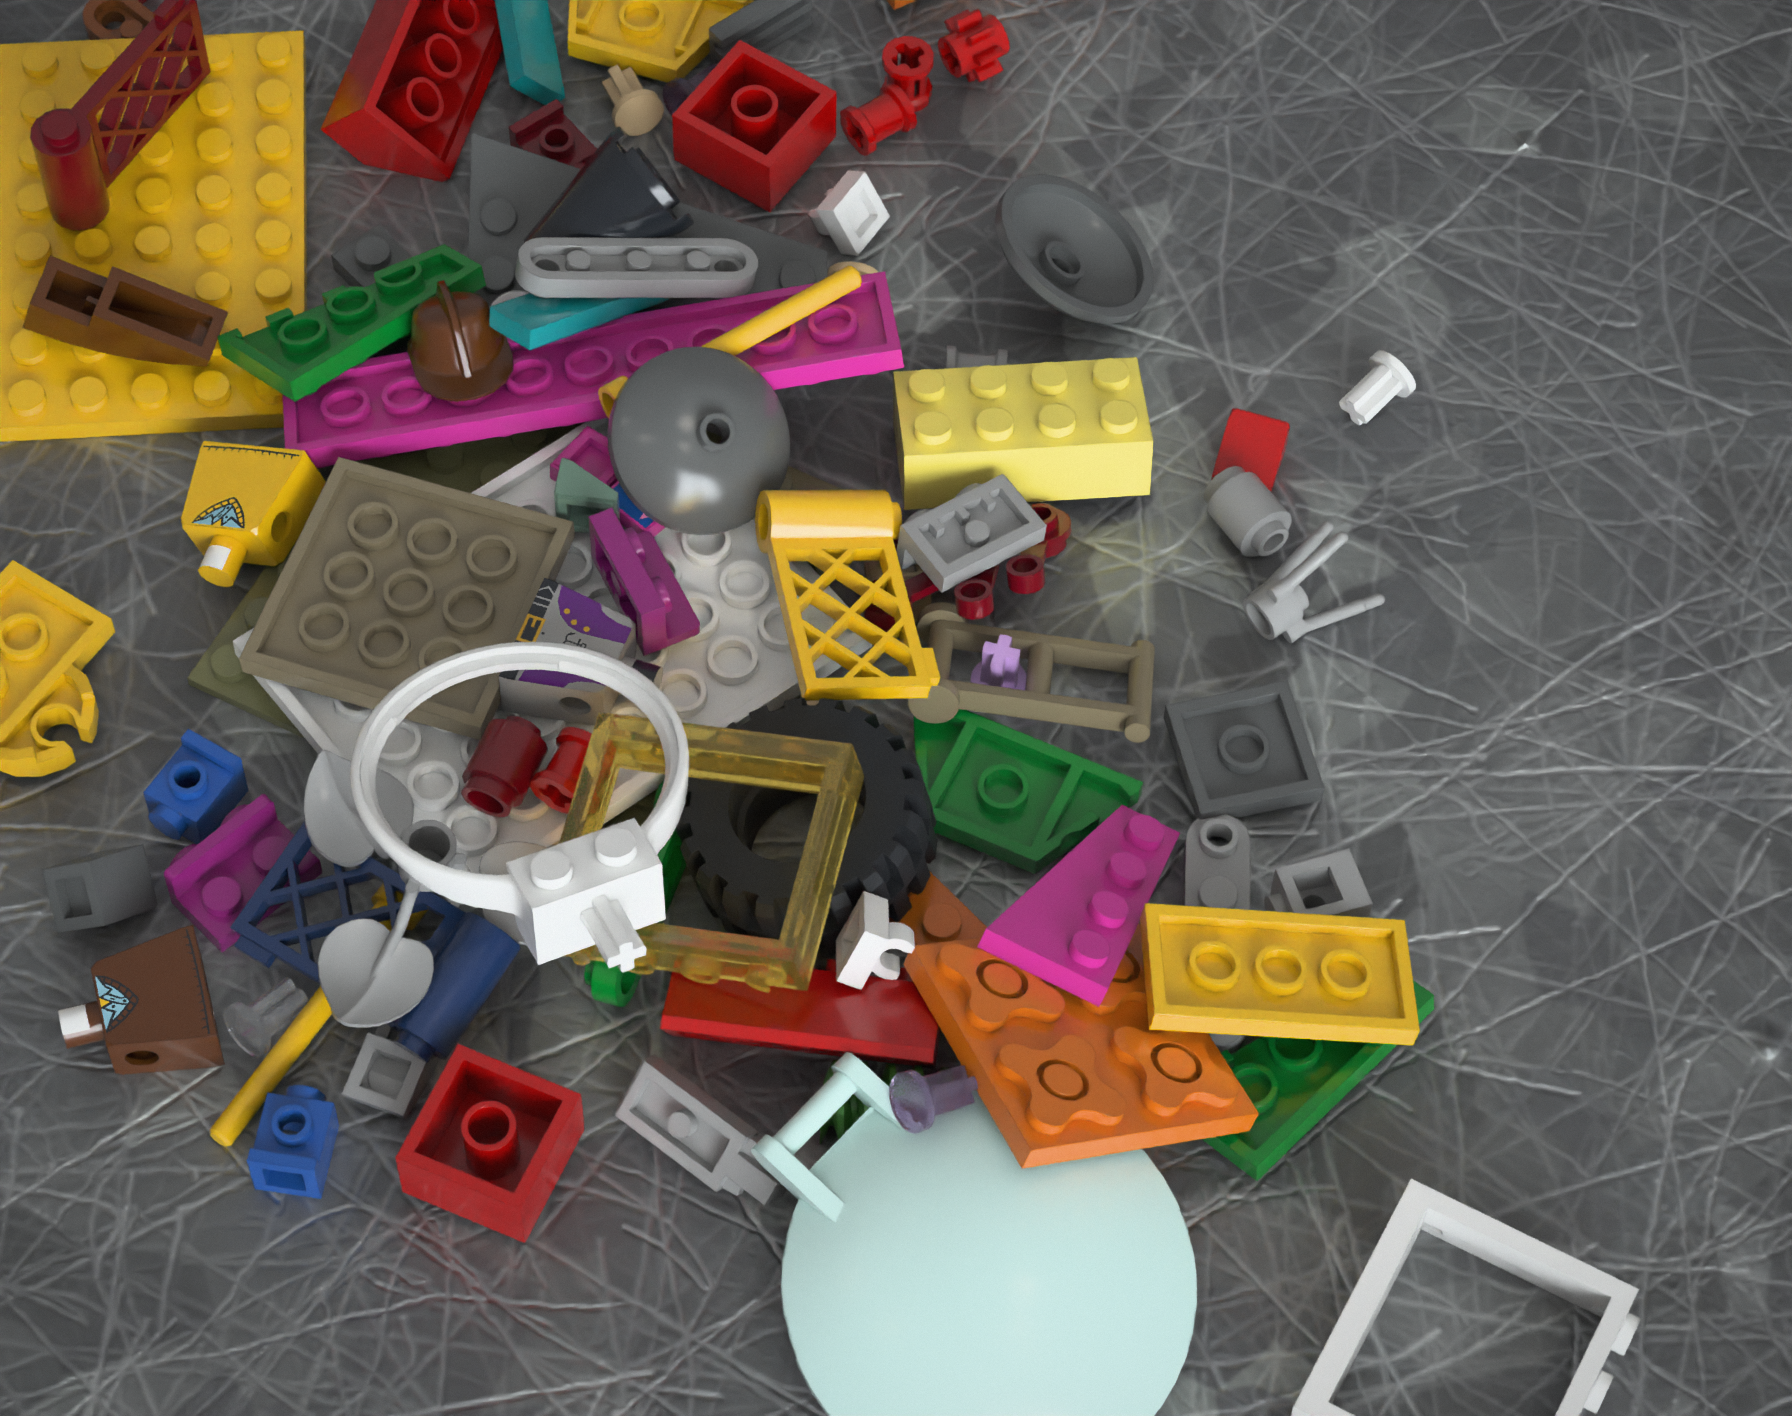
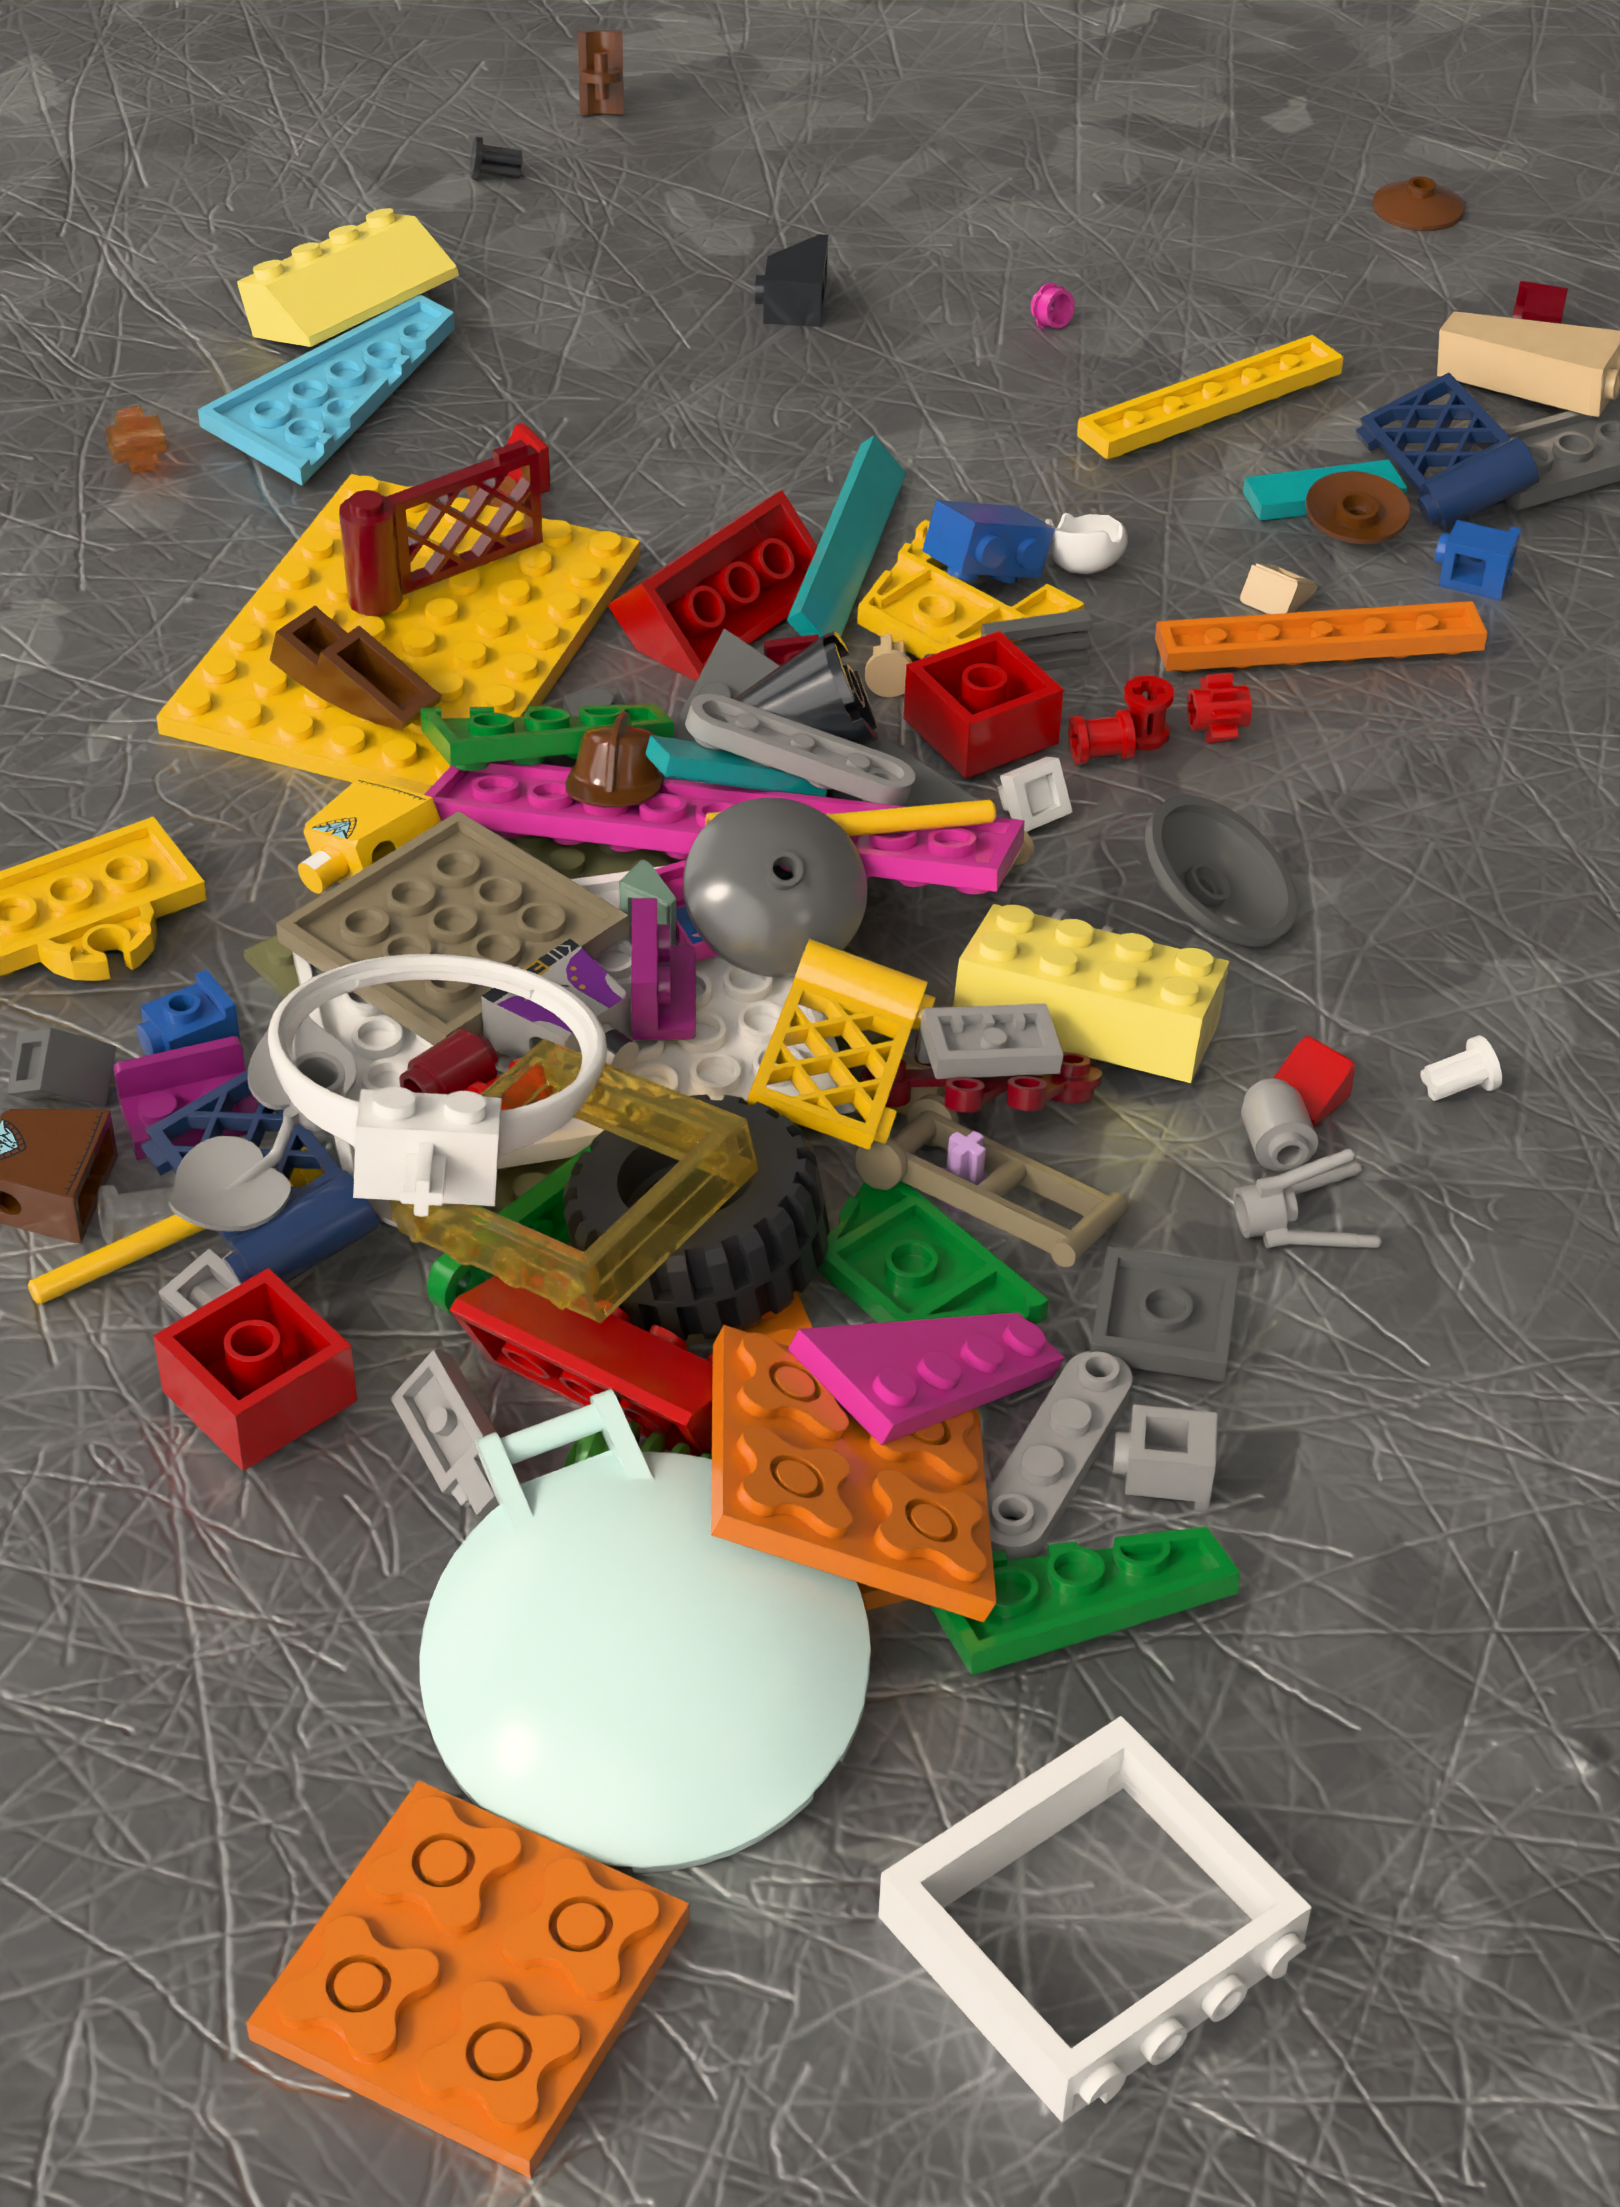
camera: 25 degrees right, 15 degrees down
(297, 1161) = (90, 1315): blue brick -> none
(865, 939) = (685, 1308): white tile -> none
(920, 1098) = (664, 1447): clear purple piece -> none
(1278, 974) = (1080, 1486): yellow plate -> none

